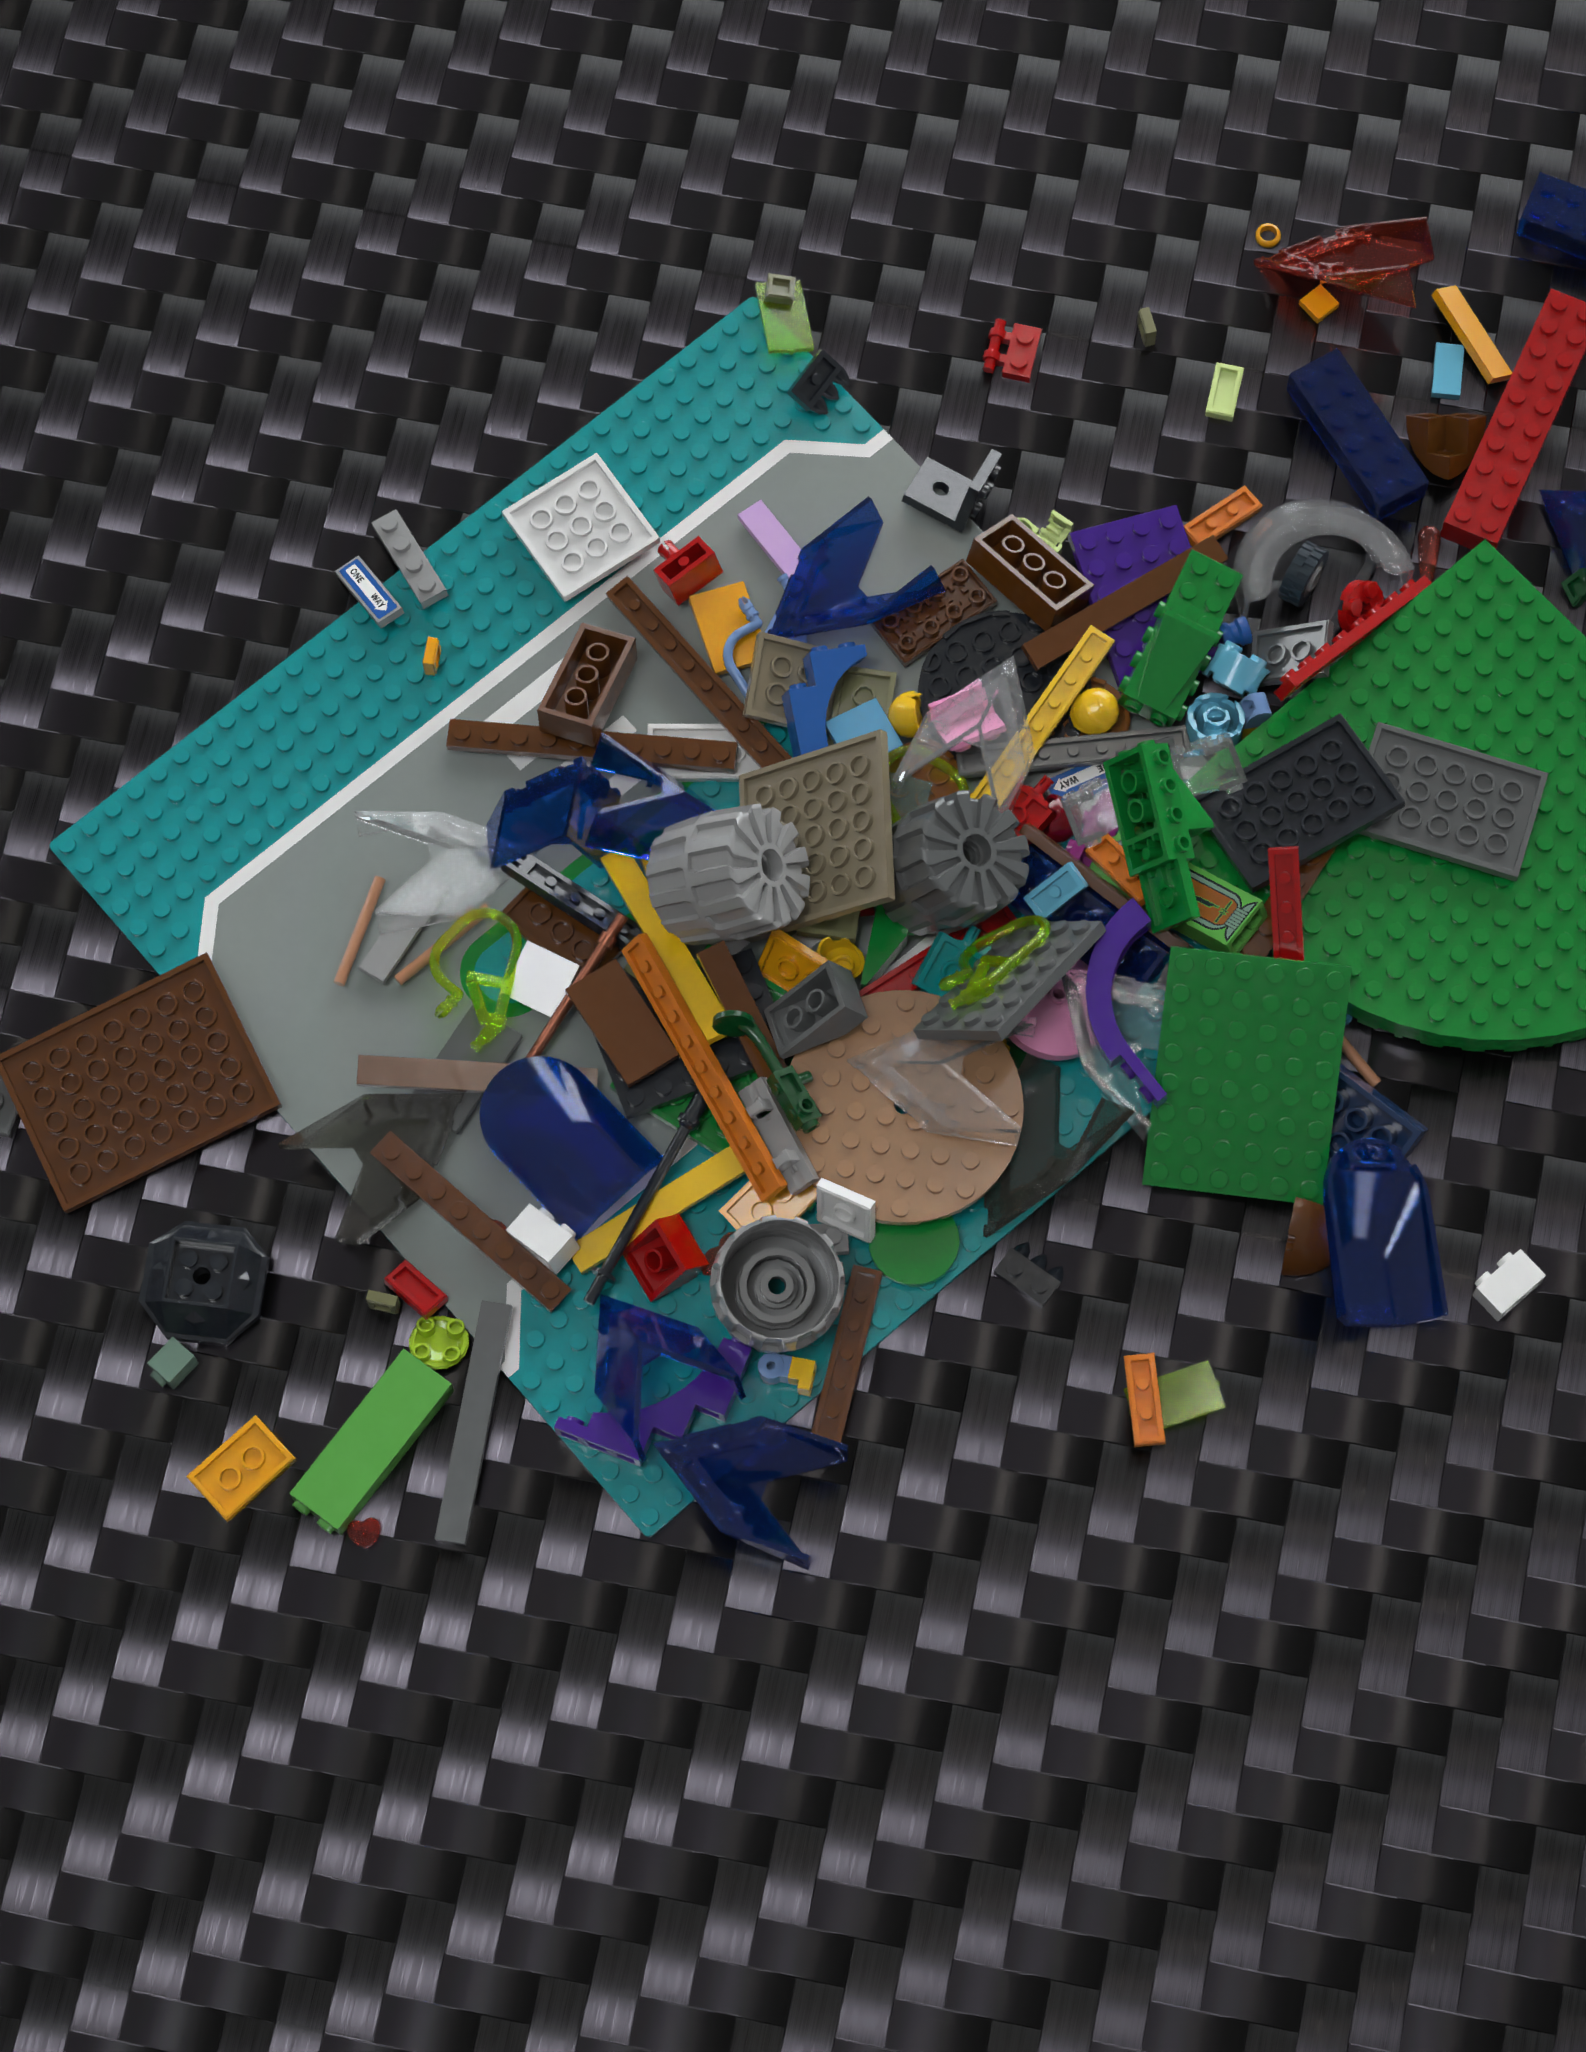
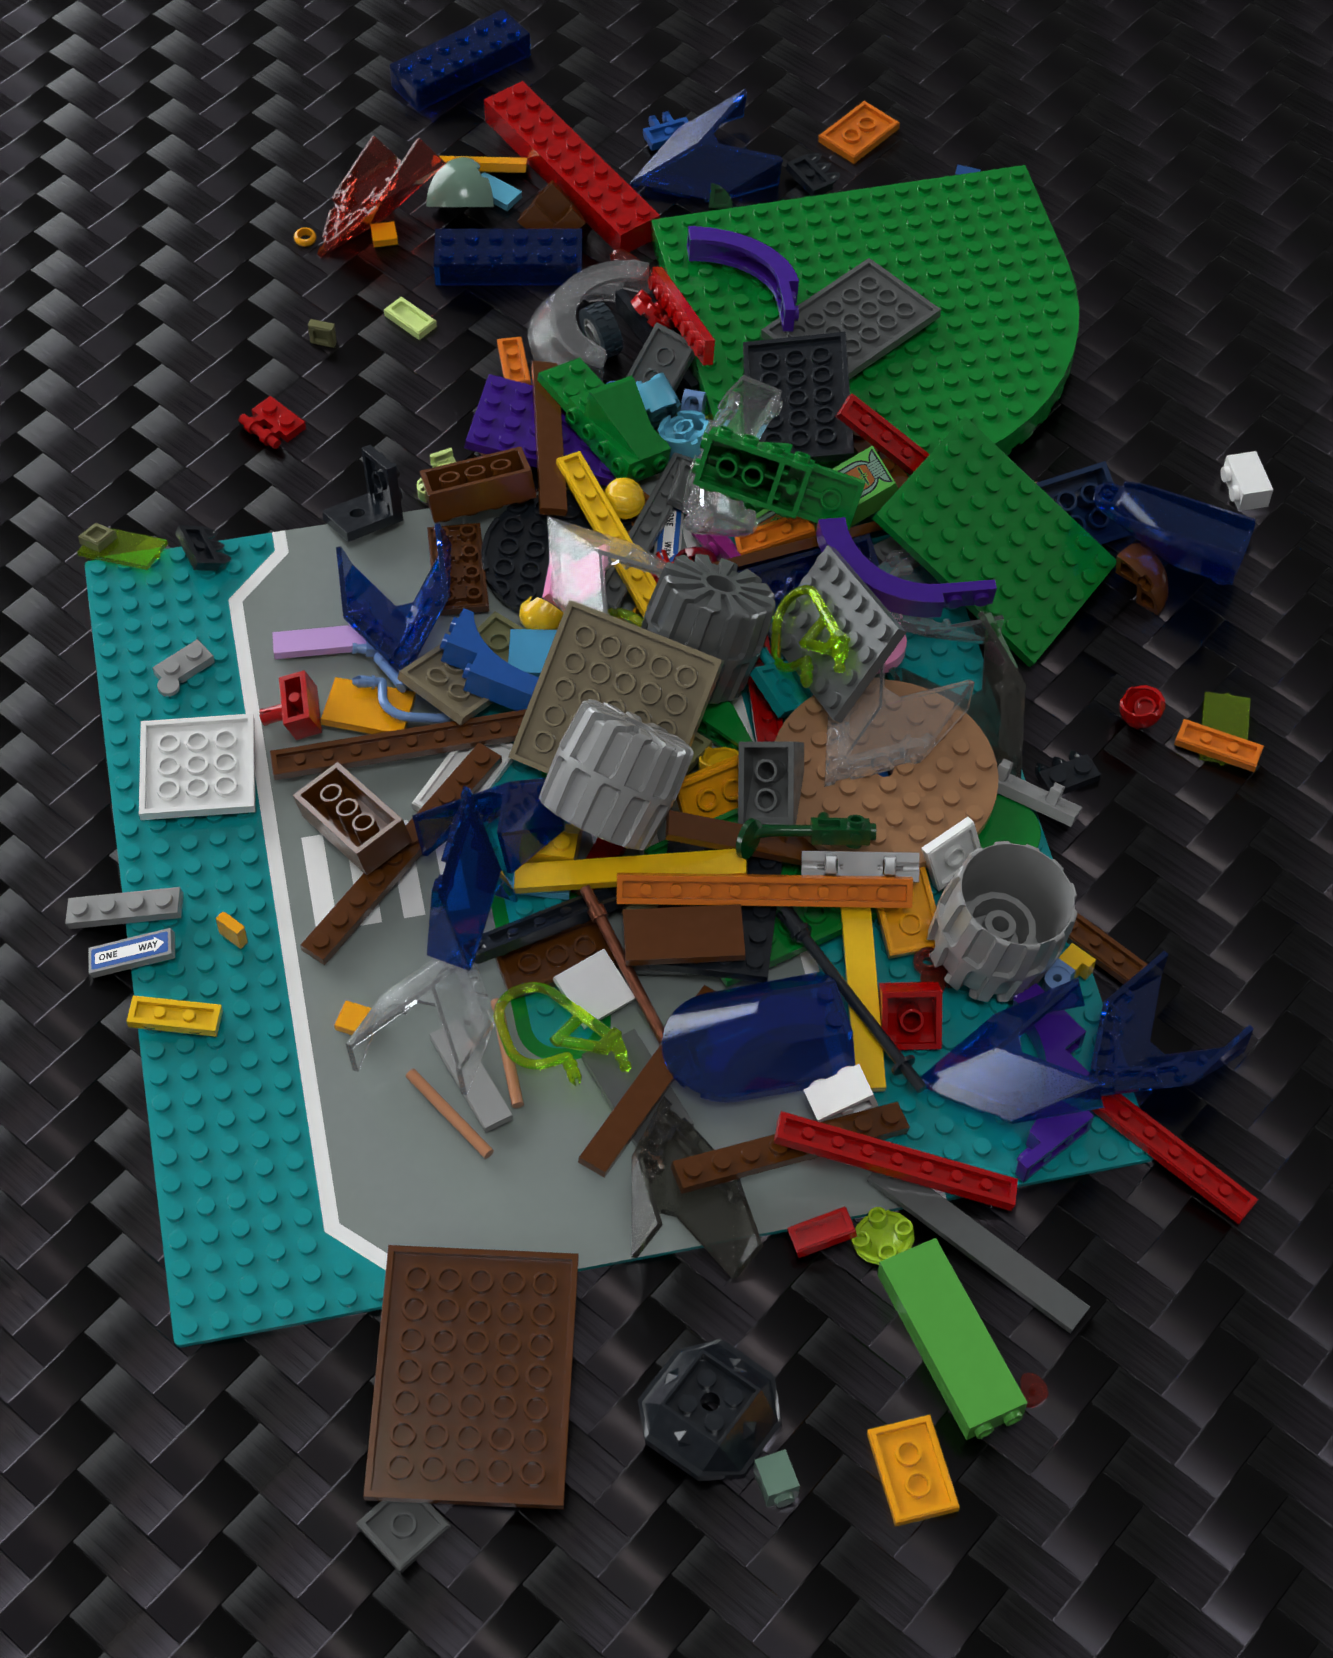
camera: 65 degrees left, 15 degrees down
(326, 662) = (174, 1016): none -> yellow plate
(383, 1302) = (819, 1264): olive tile -> none
(405, 800) = (351, 1017): none -> light orange tile
(501, 1314) = (896, 1161): none -> red plate
(653, 1555) = (1176, 1156): none -> red tile
(679, 448) = (181, 667): none -> light grey hinge
(971, 1255) = (1046, 802): none -> light grey hinge
(1056, 890) = (772, 571): medium azure plate -> none
(1142, 1305) = (1142, 706): none -> red hair
(1418, 335) = (459, 186): none -> sand green brick
(1476, 650) = (752, 257): none -> dark purple arch

